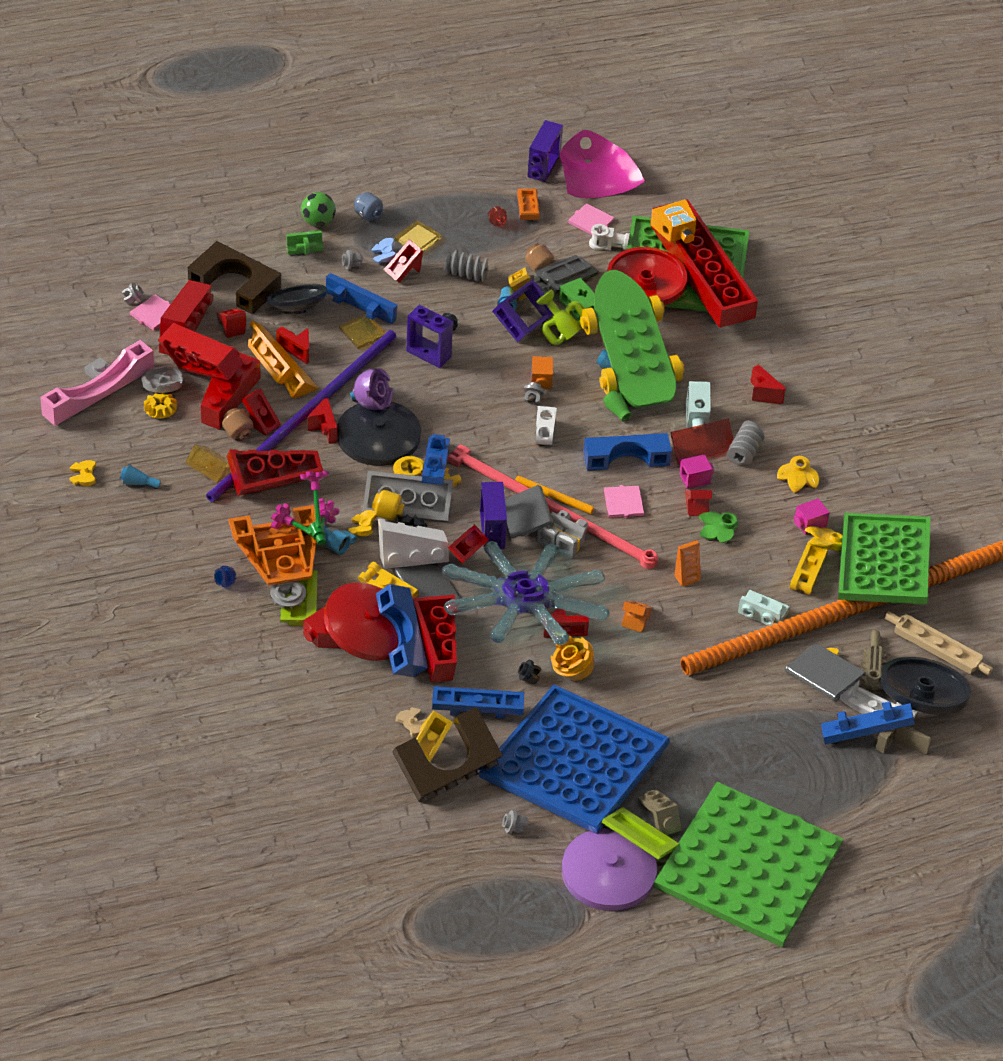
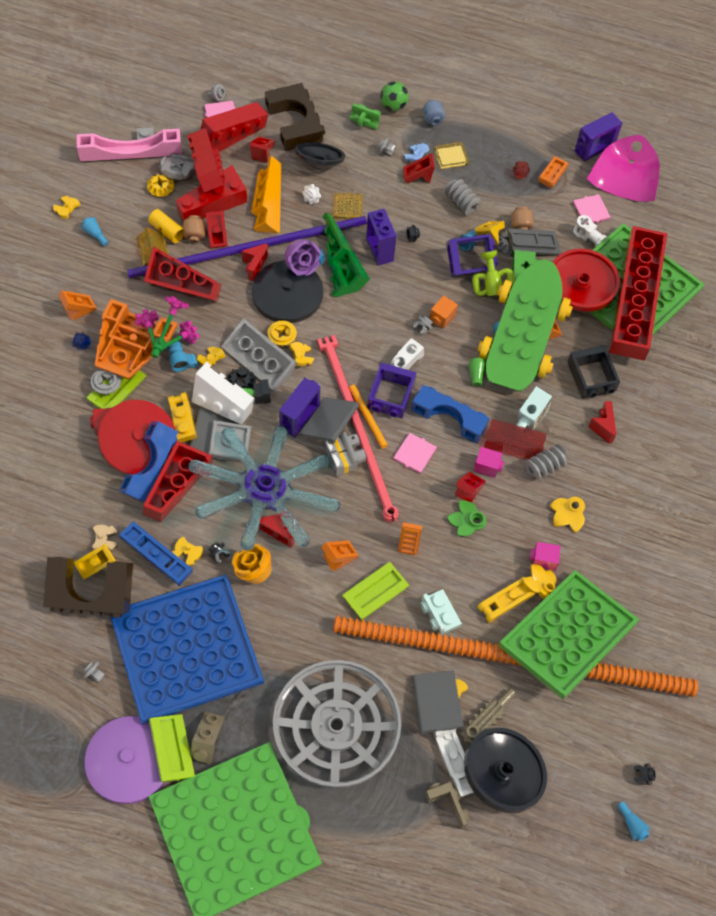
camera: 35 degrees right, 15 degrees up
(188, 550) = (76, 304): none -> orange slope
(206, 436) = (166, 226): none -> yellow pin
(294, 344) = (291, 191): red slope -> none
(320, 336) = (311, 194): none -> white plant
(361, 298) = (369, 190): blue hinge -> none
(388, 505) = (235, 353): yellow head -> none
(417, 384) = (347, 271): none -> green wedge
(435, 459) = (300, 338): blue hinge -> none
(443, 586) = (219, 447): none -> light grey tile
(444, 522) = (260, 392): none -> black piece
(468, 543) = (259, 420): red slope -> none
(502, 685) = (193, 552): none -> yellow piece
(561, 444) = (395, 375): none -> dark purple window
(674, 221) = (636, 247): light orange torso -> none
(694, 623) = (375, 591): none -> lime piece
(725, 340) = (589, 356): none -> black window
(760, 726) = (339, 710): none -> light grey dish
(867, 723) = (429, 774): blue hinge -> none
(938, 643) = (553, 737): tan plate -> none

